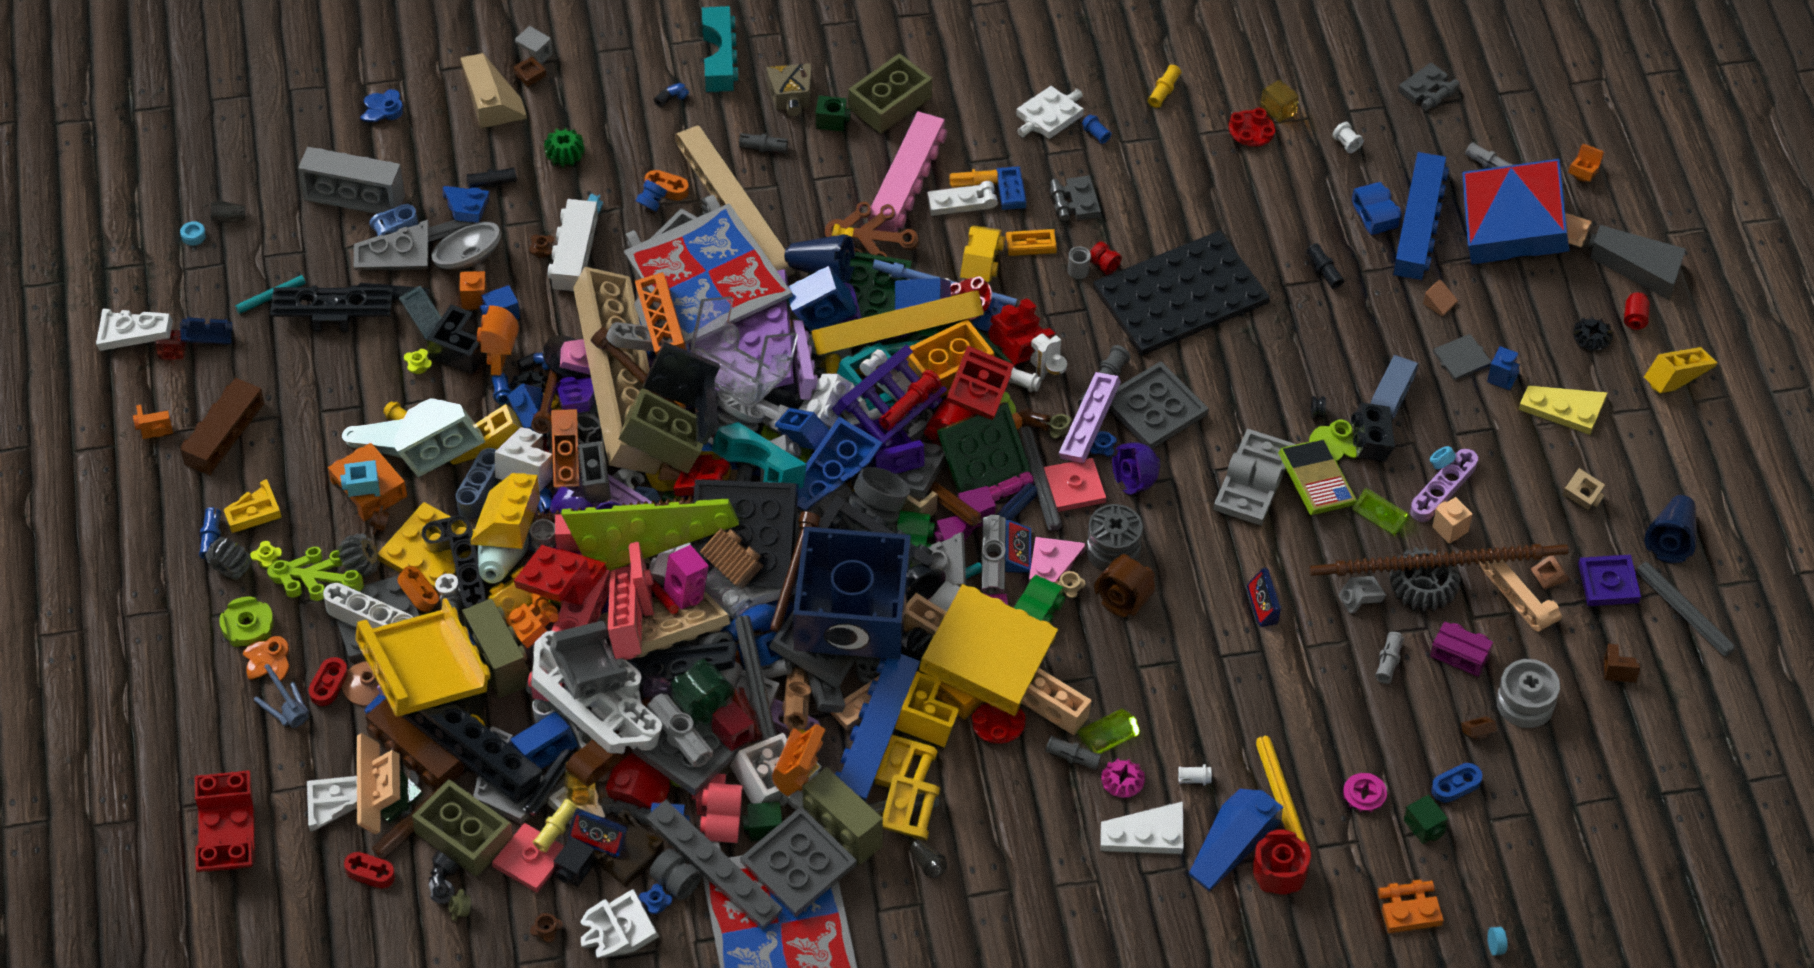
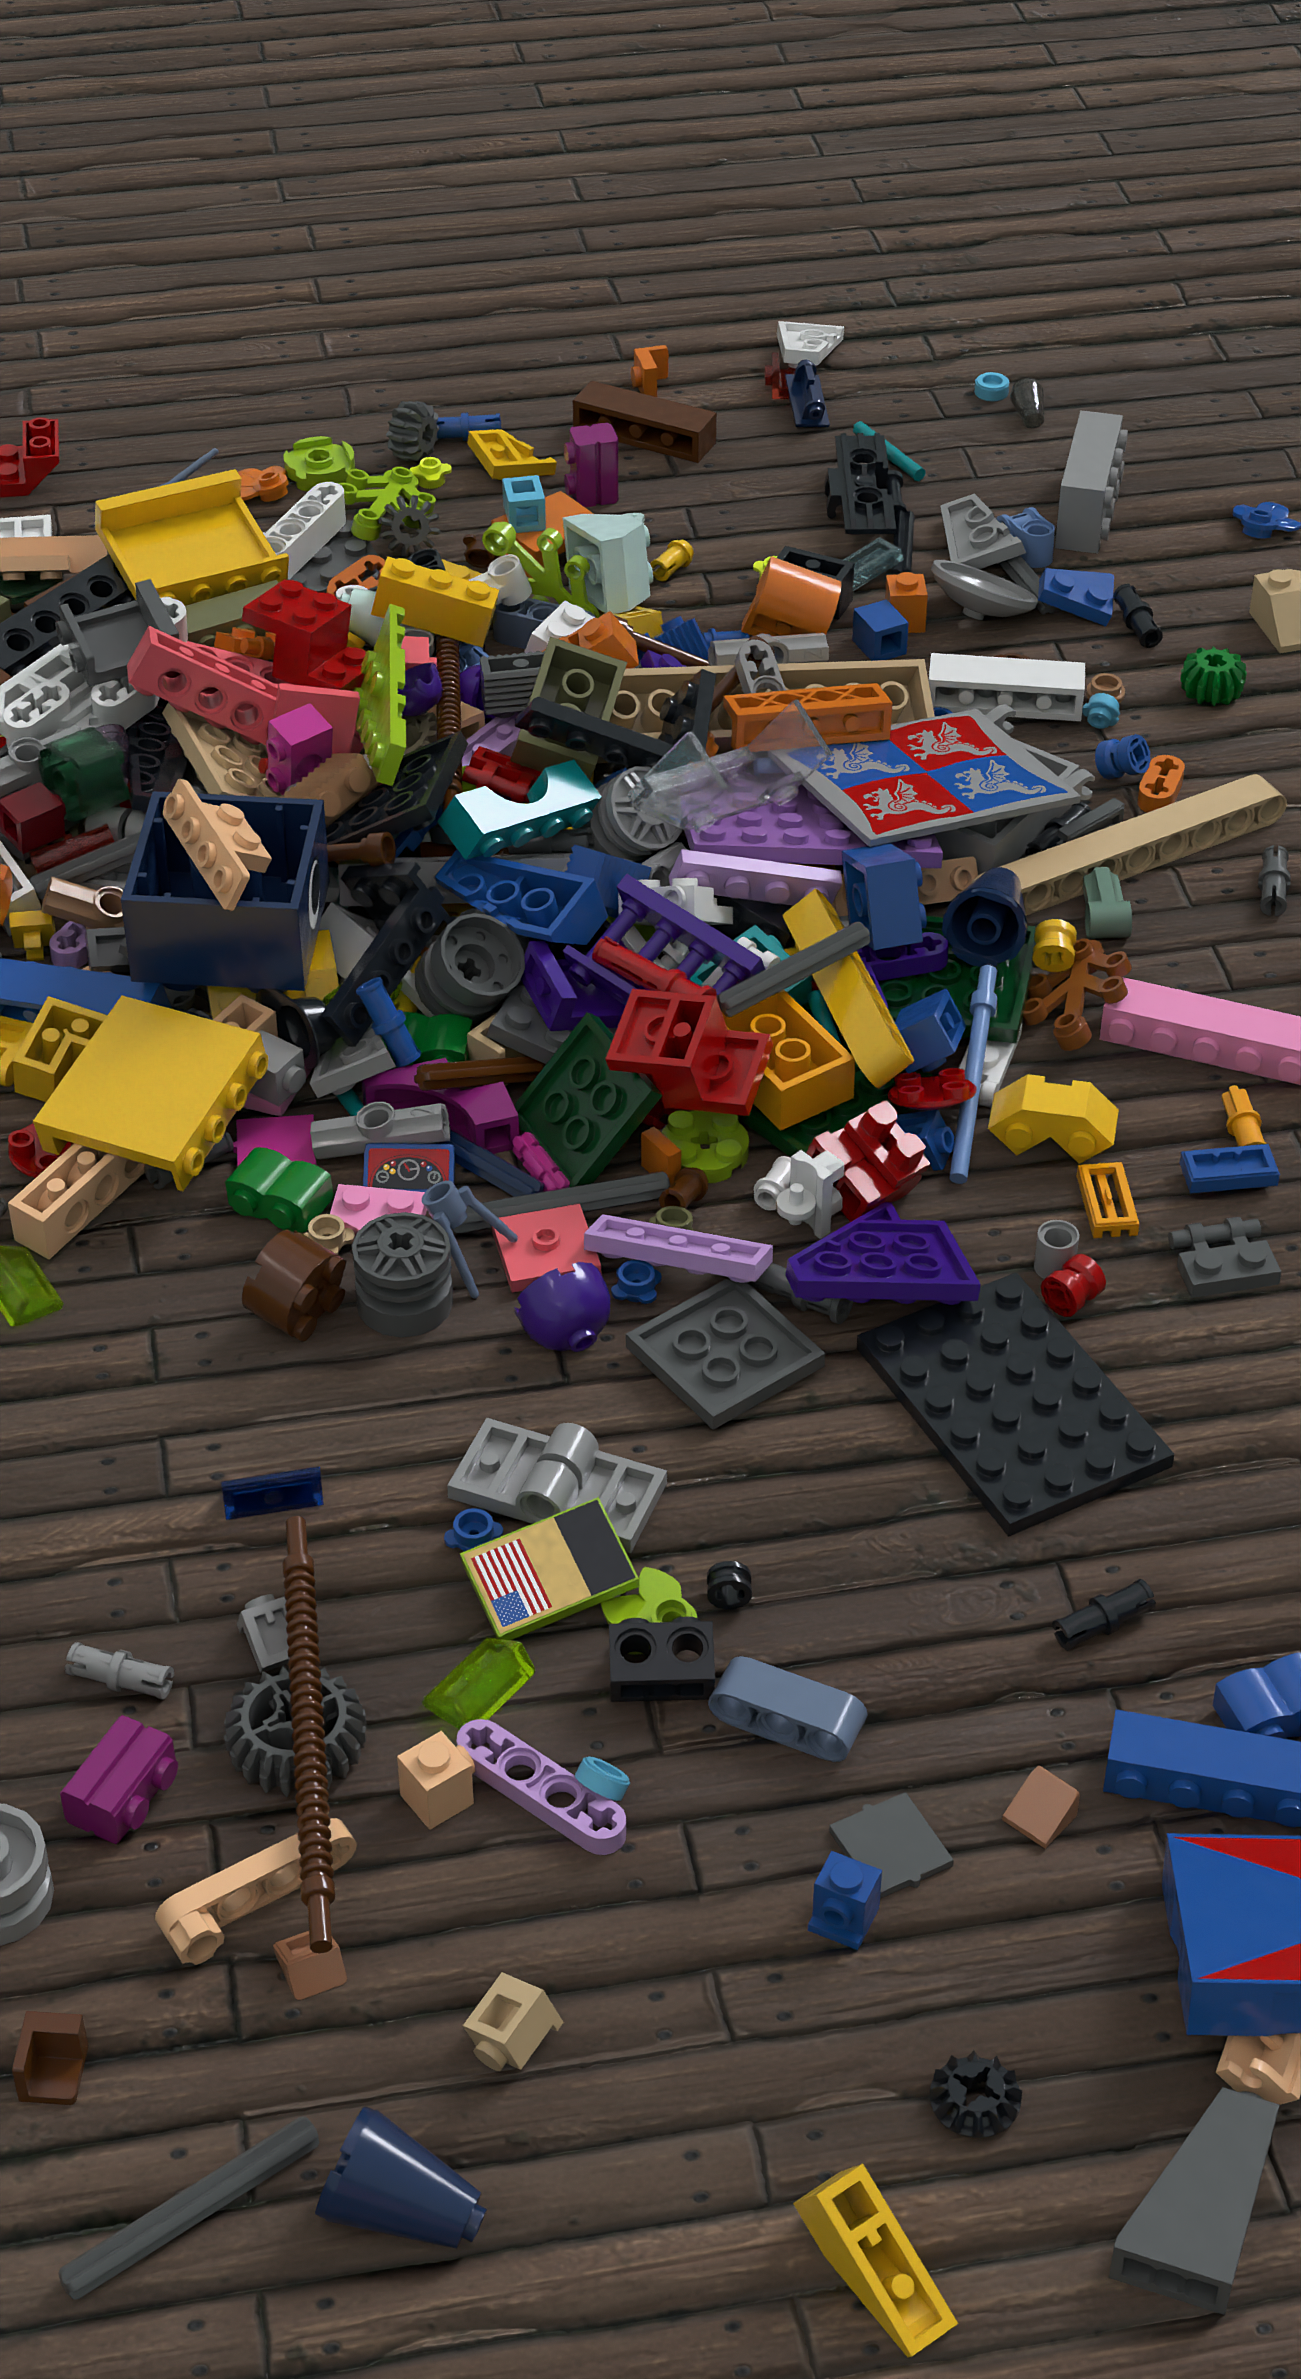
camera: 90 degrees right, 10 degrees down
(297, 448) = (592, 465): none -> magenta brick
(445, 481) = (546, 581): none -> lime plant
(464, 499) = (509, 577): none -> white piece
(556, 350) = (788, 649): none -> light grey piece
(569, 194) = (1106, 684): none -> medium nougat plate
(796, 218) = (1105, 909): none -> sand green piece
(861, 570) = (216, 841): none -> light nougat bracket
(902, 333) = (793, 969): none -> dark grey axle
(927, 535) = (388, 1022): none -> blue pin
(962, 199) = (1193, 1108): white plate -> none
(1078, 509) = (449, 1208): none -> sand blue plant
(1102, 327) = (884, 1260): none -> dark purple wing
(1287, 507) = (472, 1529): none -> blue plate
(1564, 406) = (758, 2024): light yellow wing -> none
(1609, 580) = (272, 2058): dark purple plate -> none
(1637, 311) = (1040, 2180): red brick -> none

